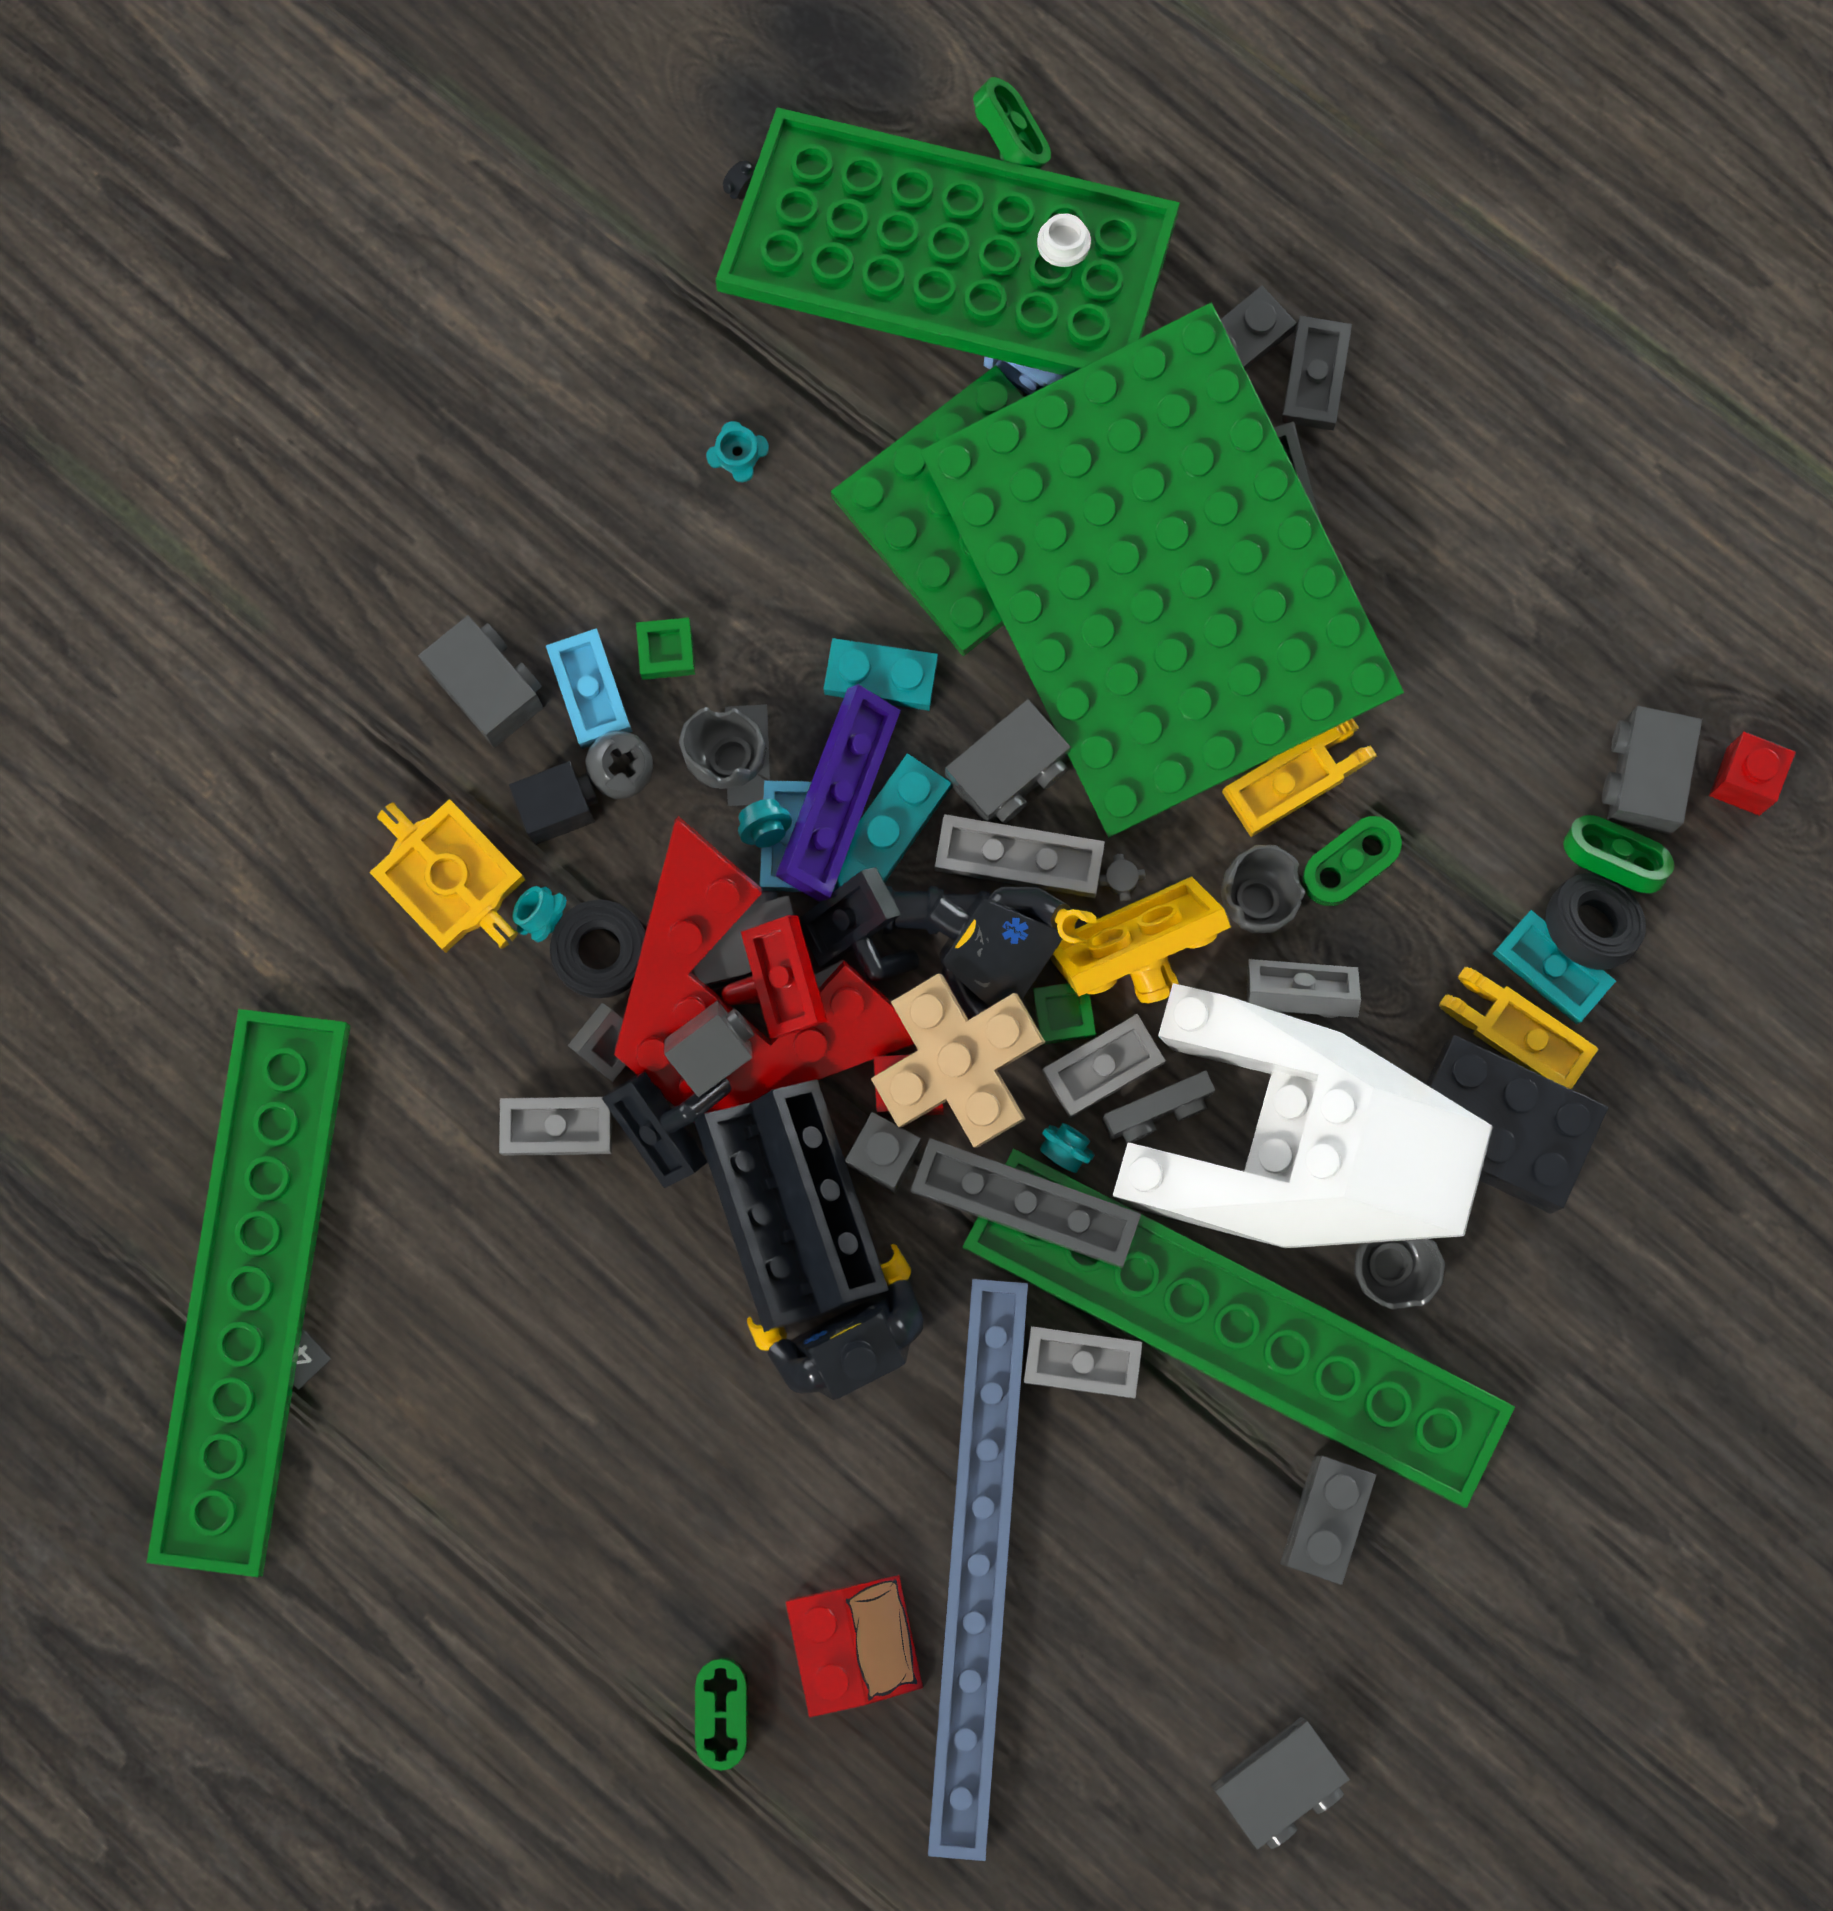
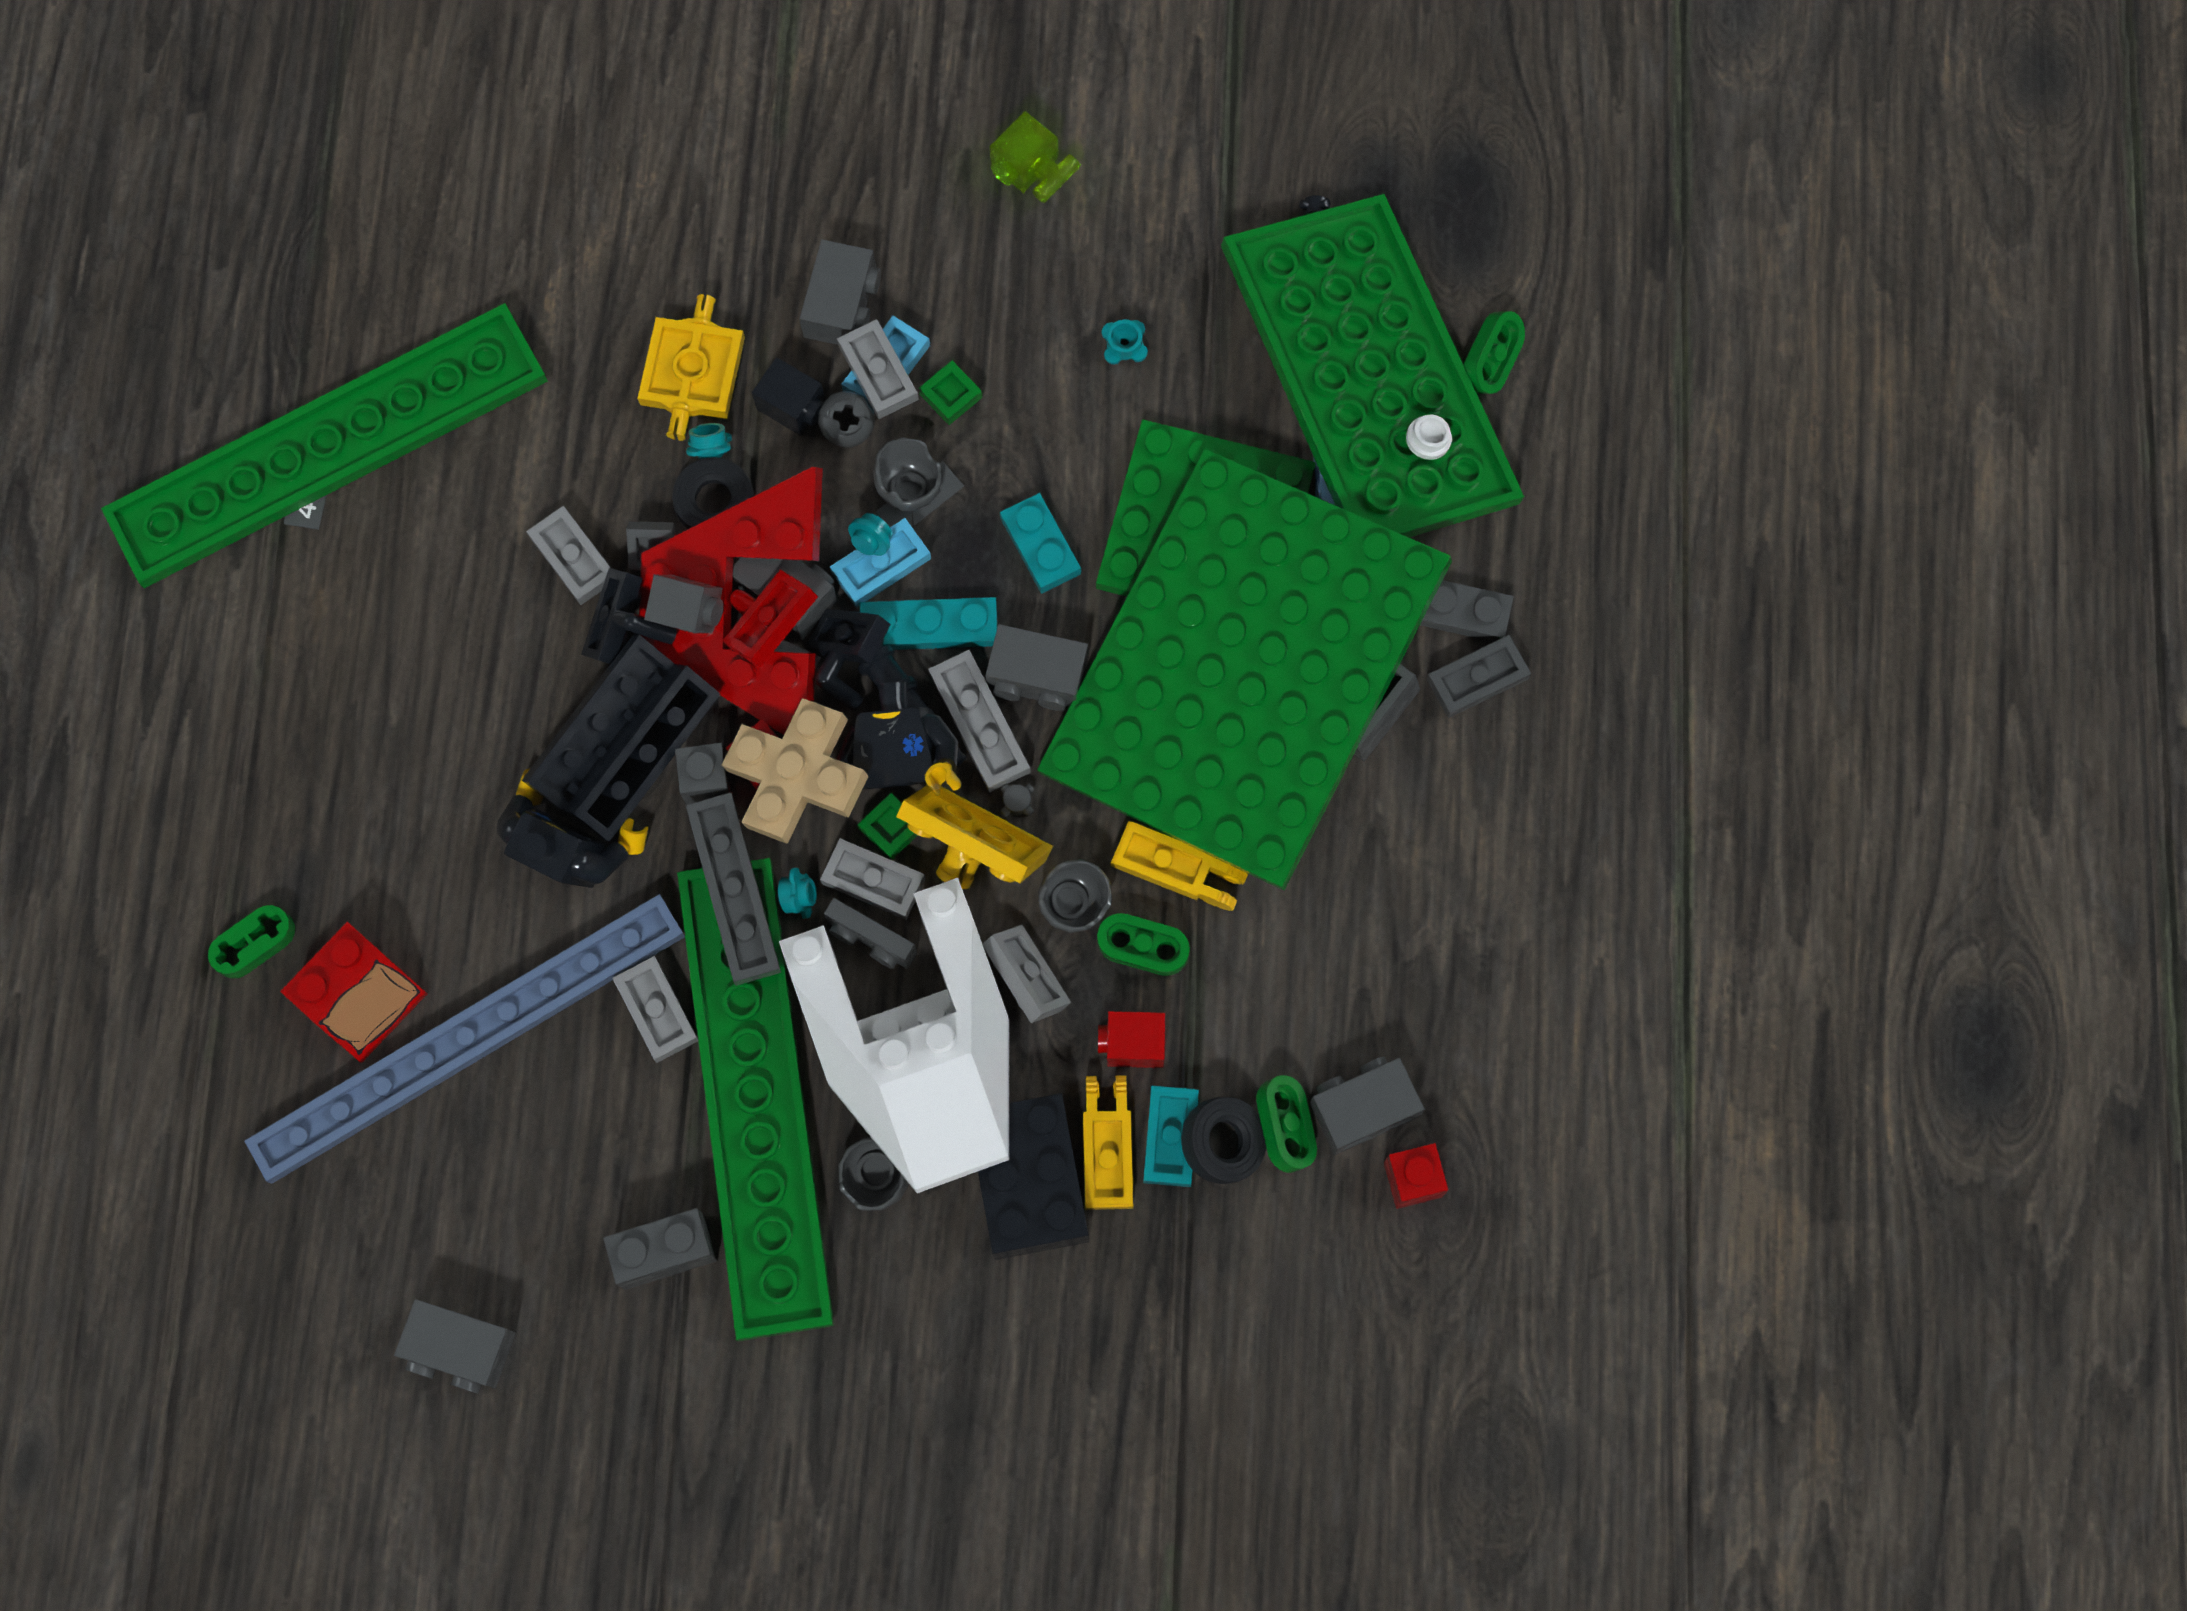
camera: 50 degrees right, 5 degrees down
(475, 403) = (1029, 153): none -> clear neon green brick
(596, 697) = (877, 369): none -> light grey plate
(838, 793) = (930, 569): dark purple plate -> none
(1439, 934) = (1133, 1039): none -> red brick

